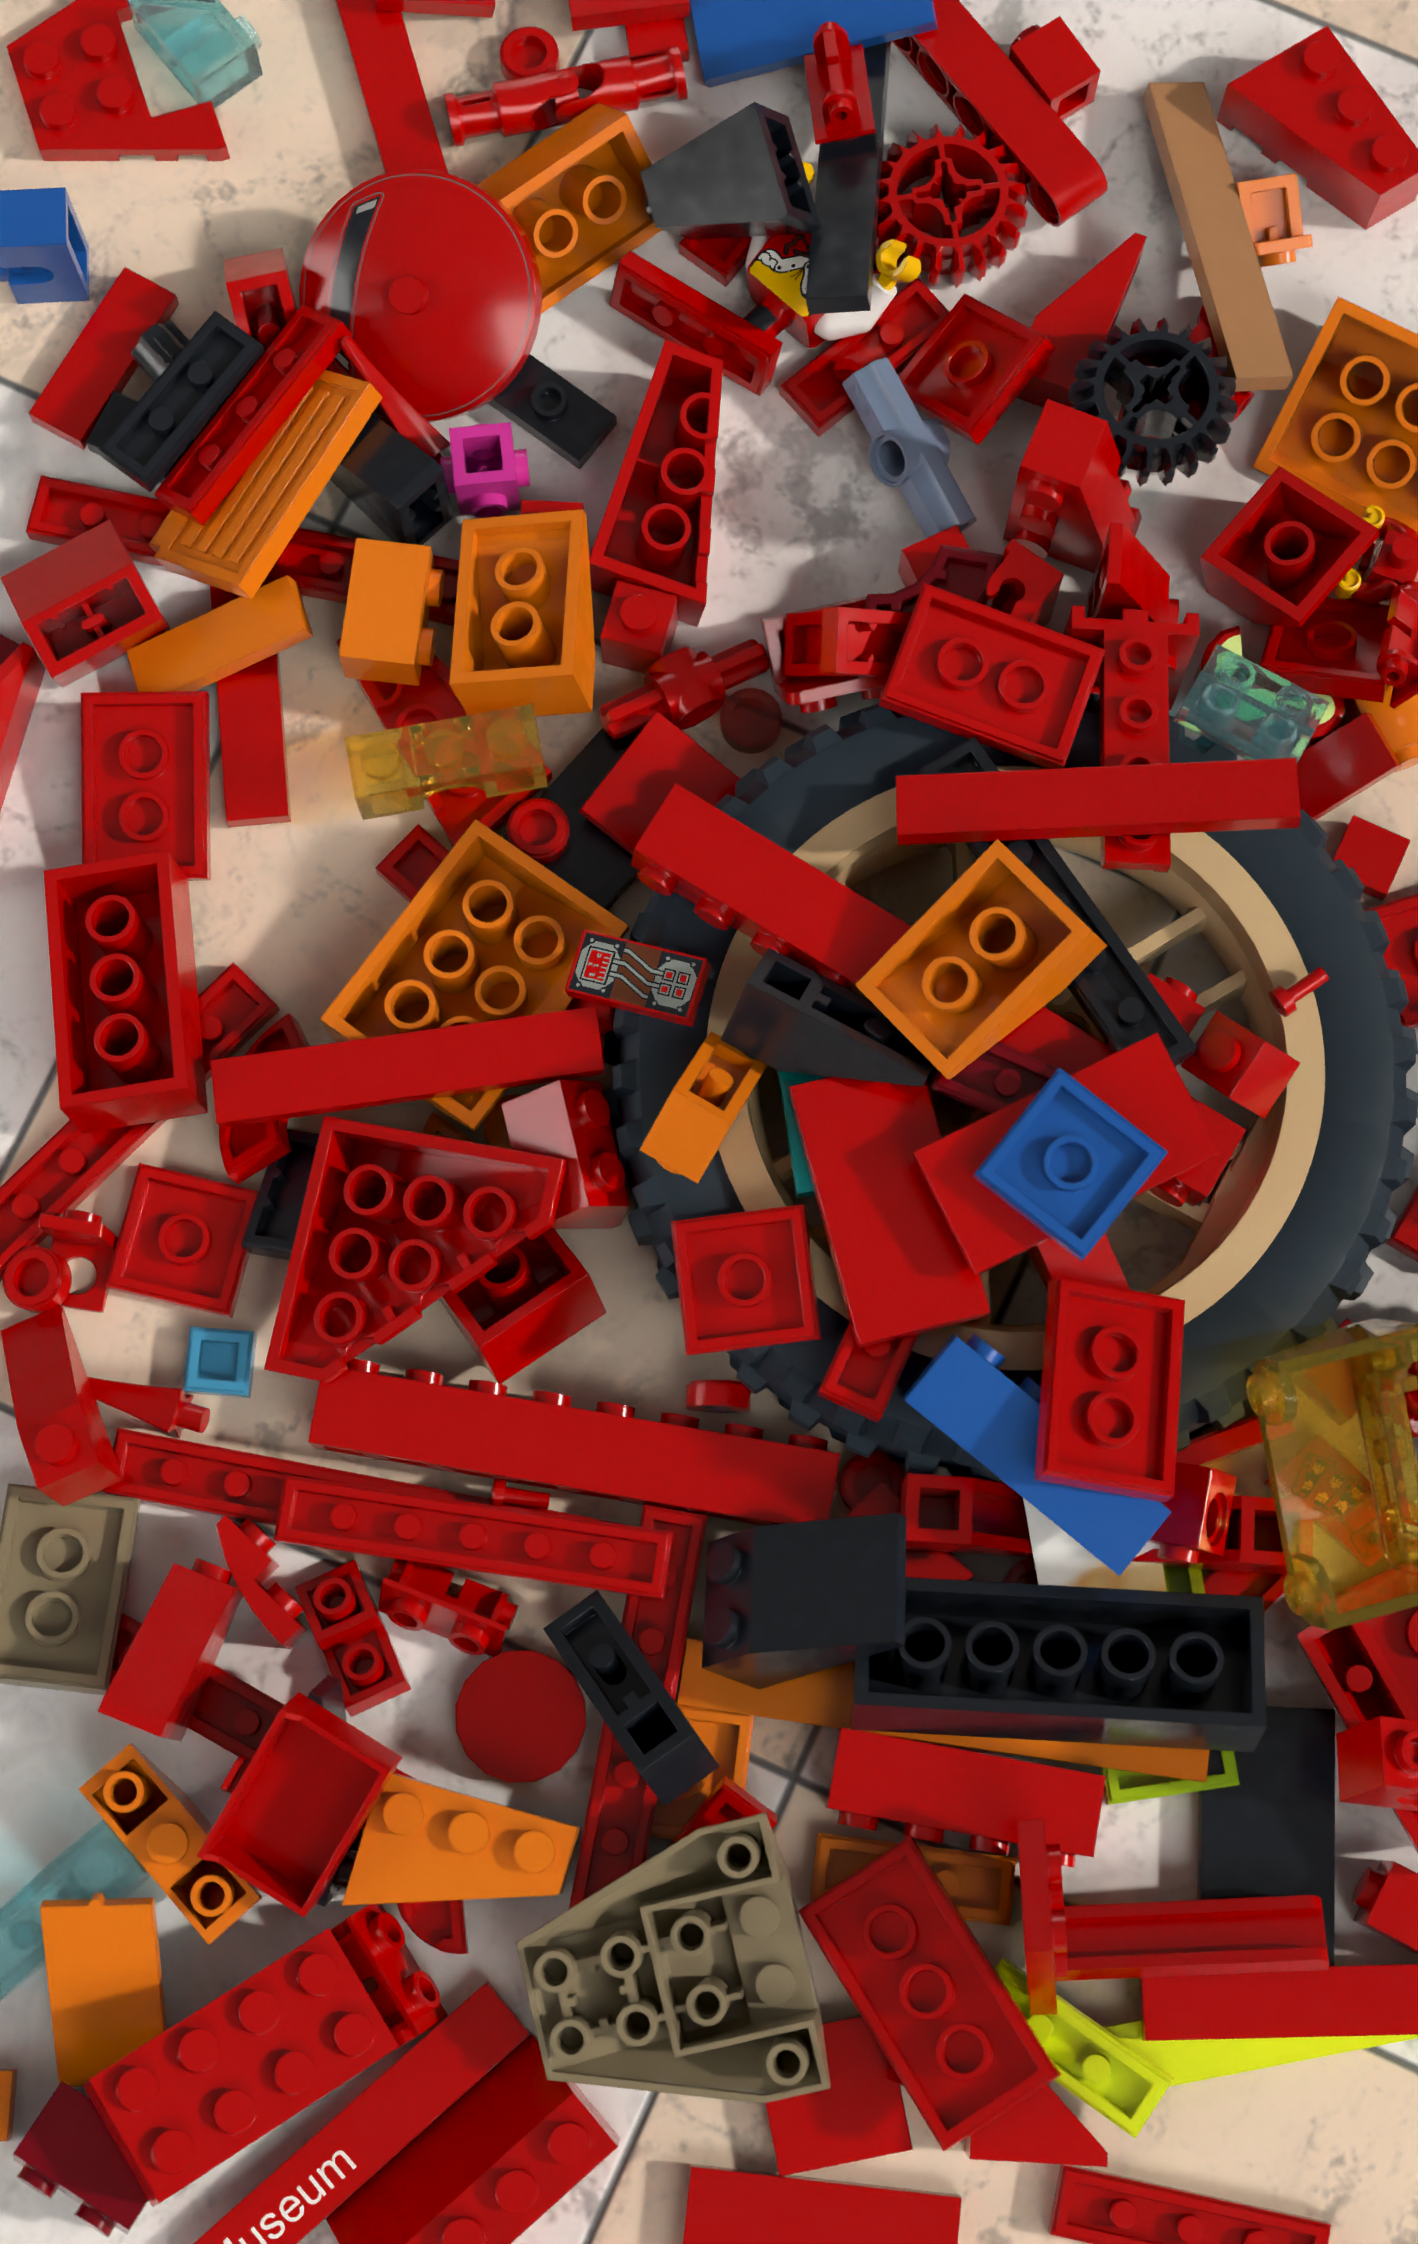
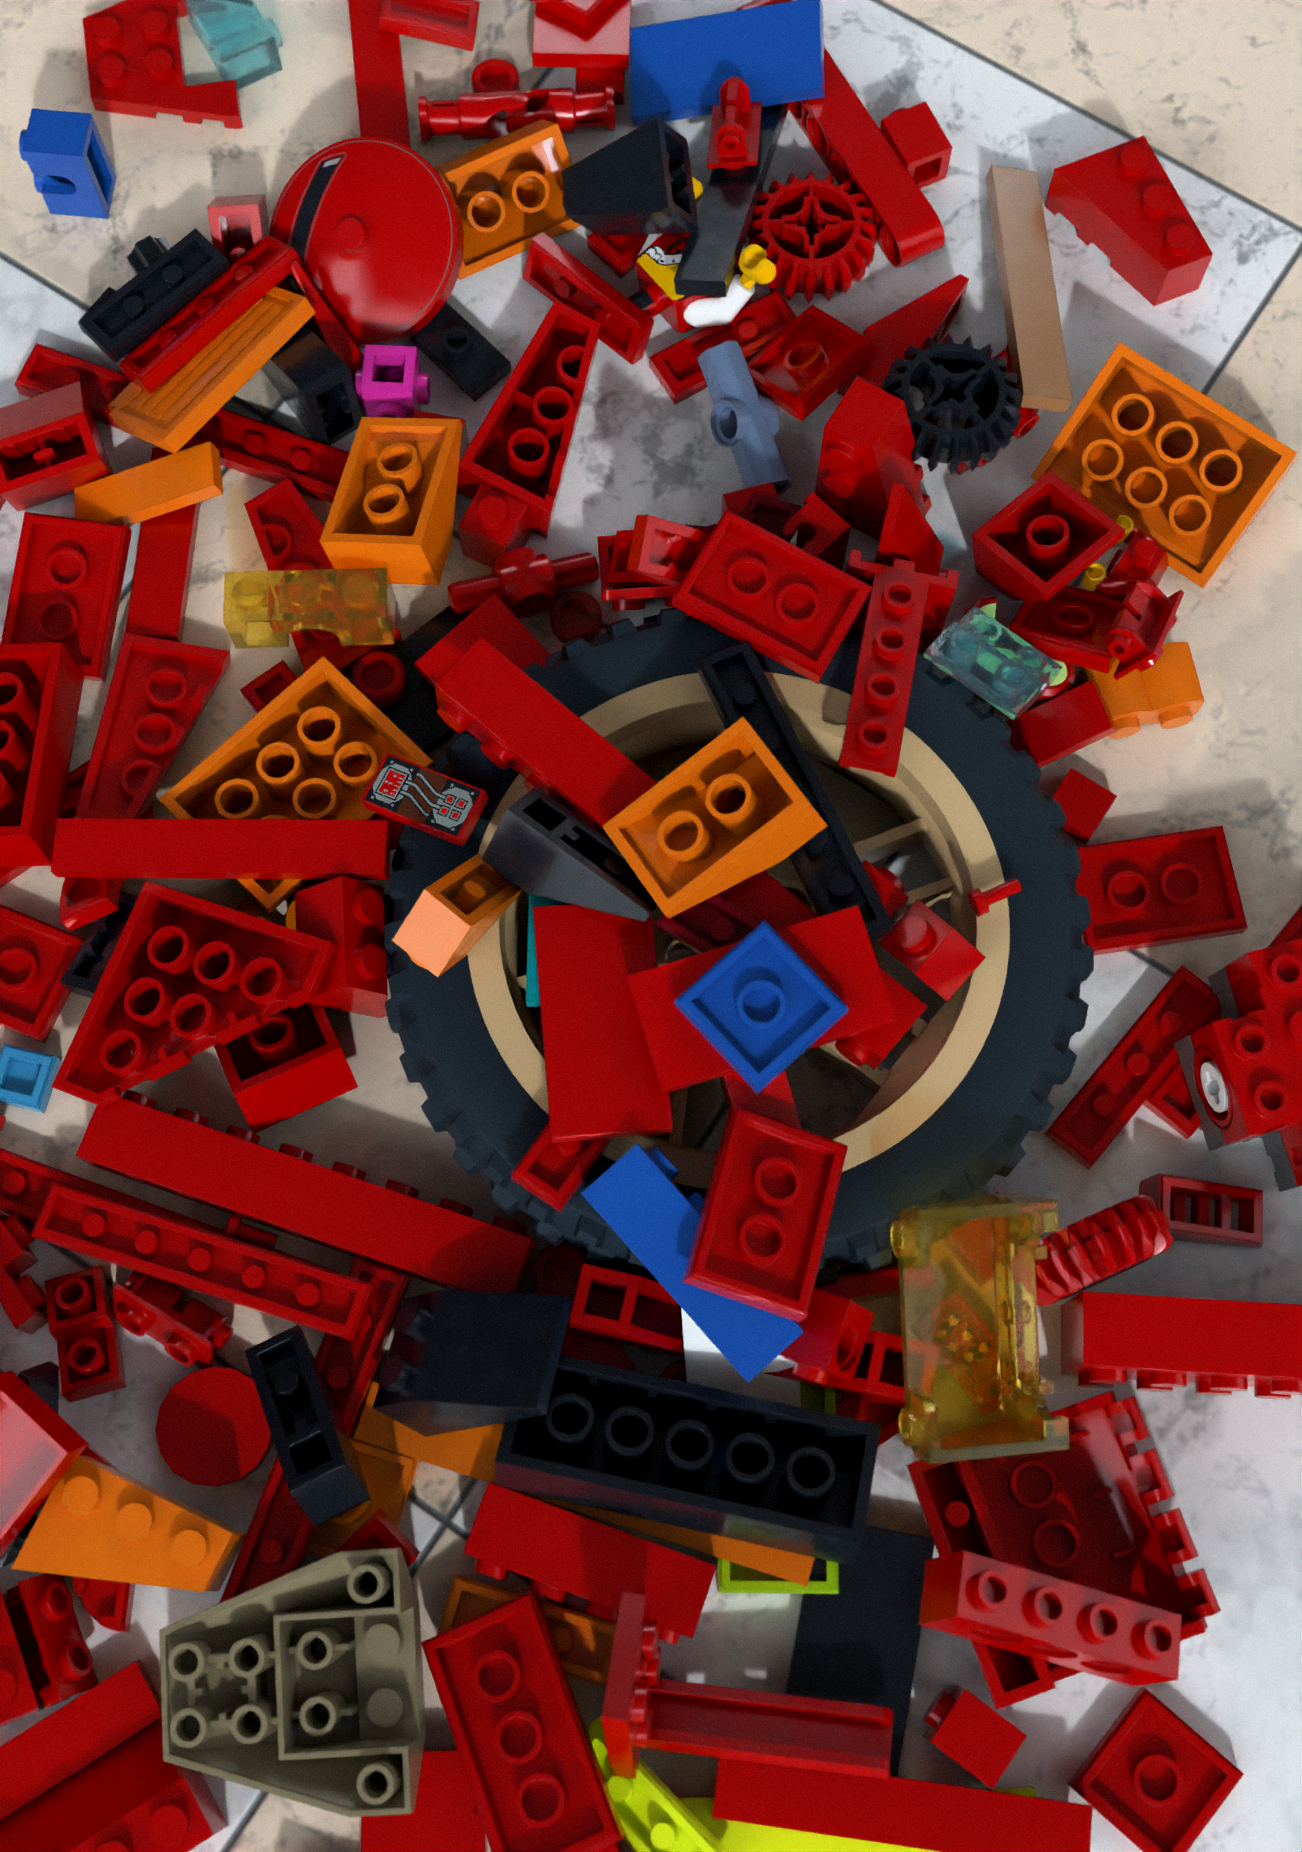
camera: 10 degrees right, 5 degrees down
(101, 357) = (104, 261): red tile -> none
(277, 919) = (146, 721): none -> red wing
(389, 612) = (288, 483): orange brick -> none
(718, 1396) = (439, 1174): red tile -> none
(746, 1280) = (467, 1069): red tile -> none
(1098, 801) = (842, 705): red tile -> none
(1274, 218) = (1078, 282): orange bracket -> none

